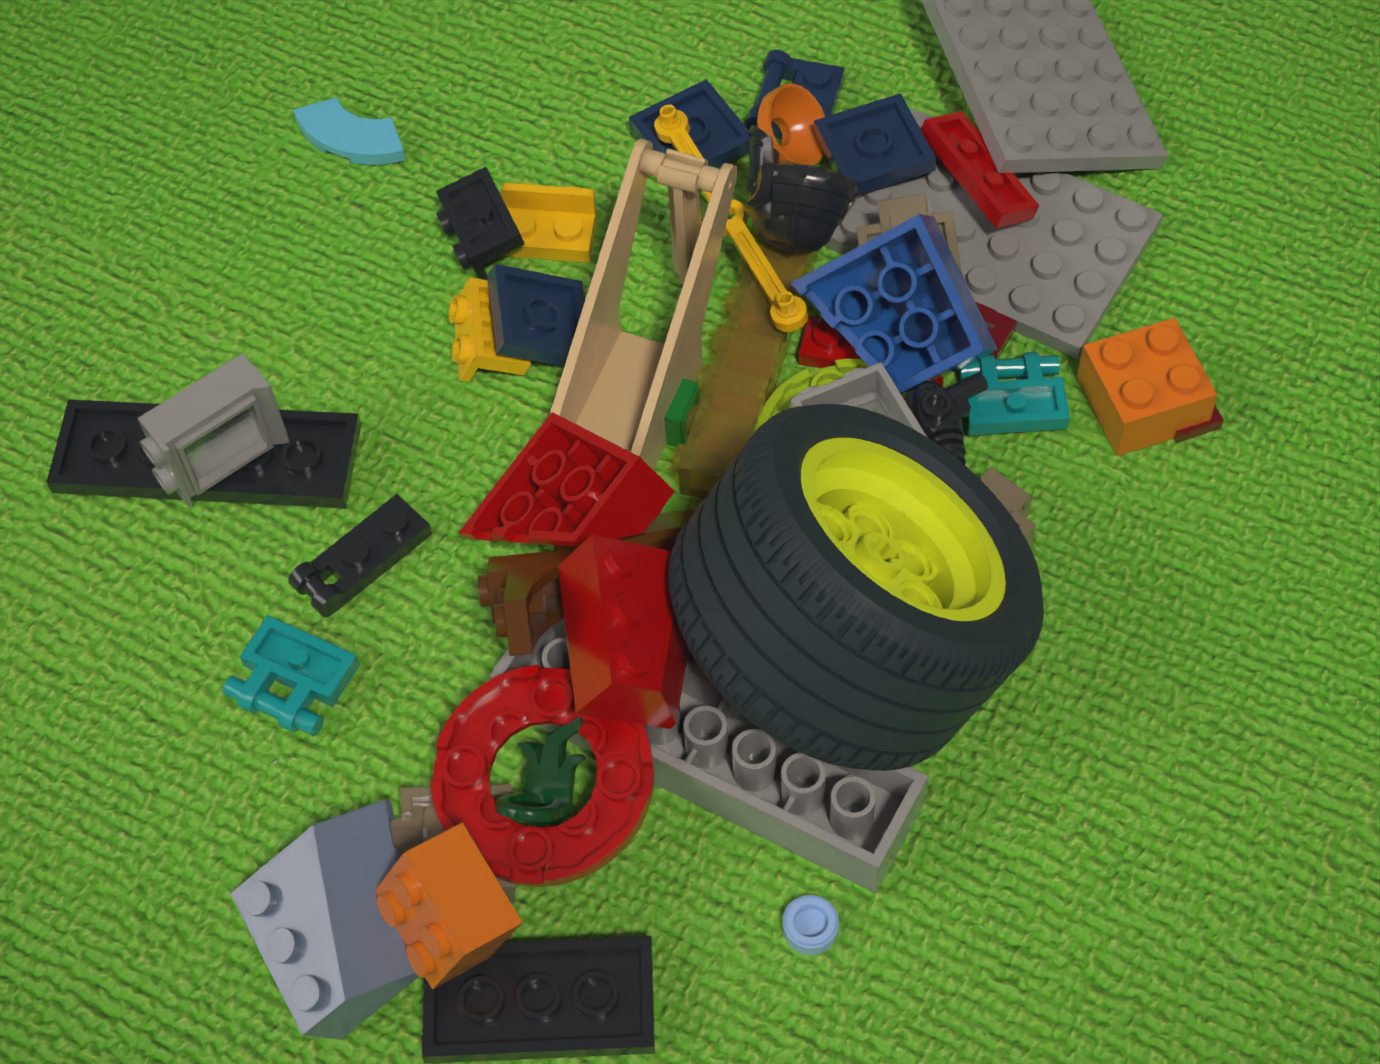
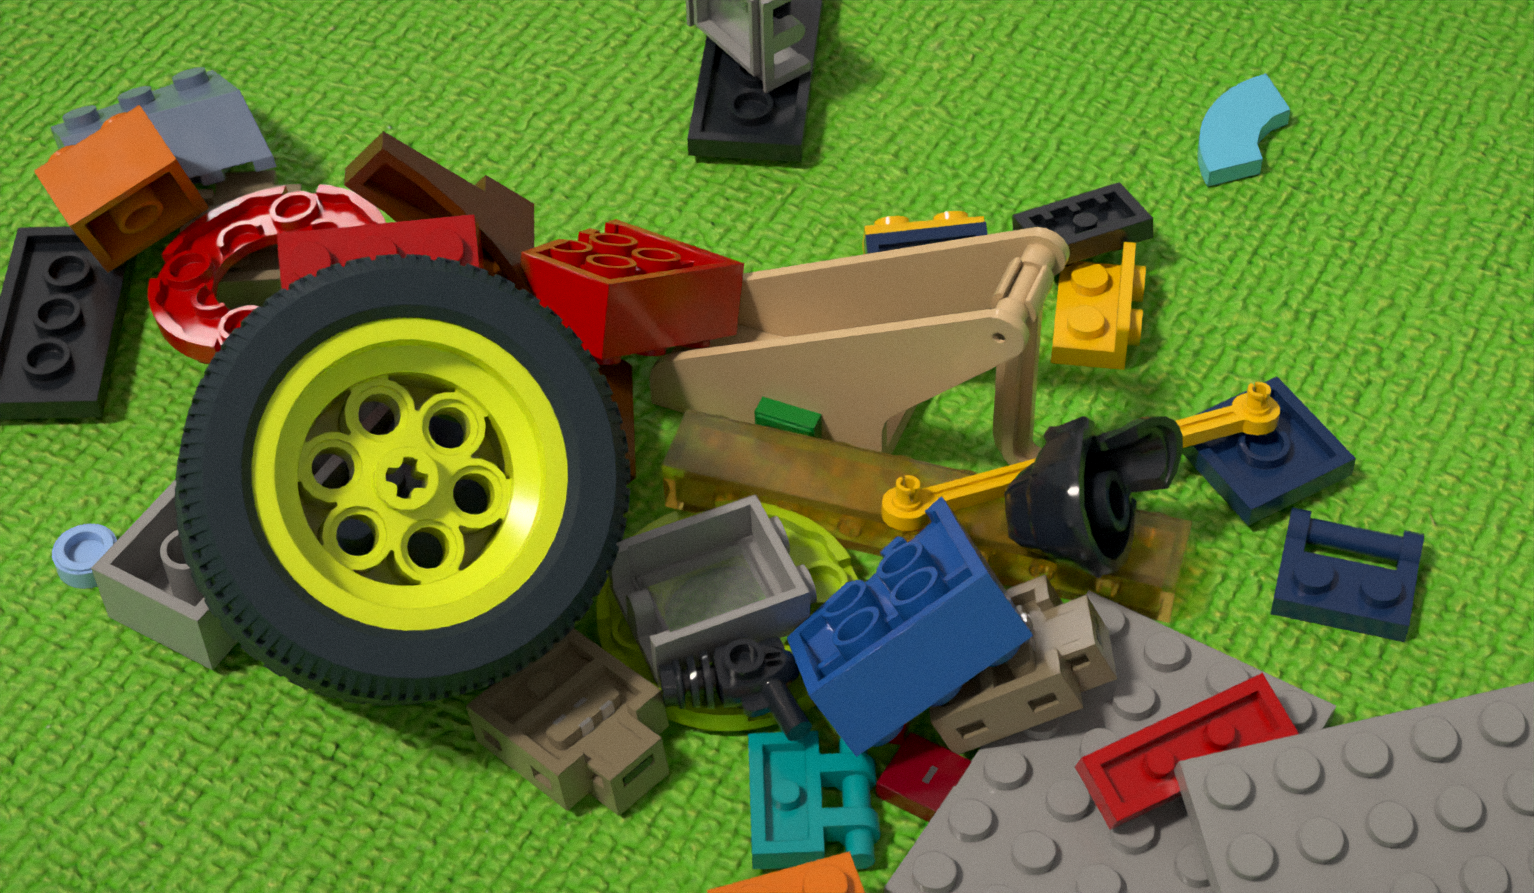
camera: 90 degrees right, 10 degrees down
(297, 661) = (487, 121): teal plate -> none
(361, 556) = (623, 170): black plate -> none
(548, 781) = (231, 290): dark green piece -> none
(794, 112) = (1227, 558): orange piece -> none
(875, 144) = (1228, 627): dark blue plate -> none

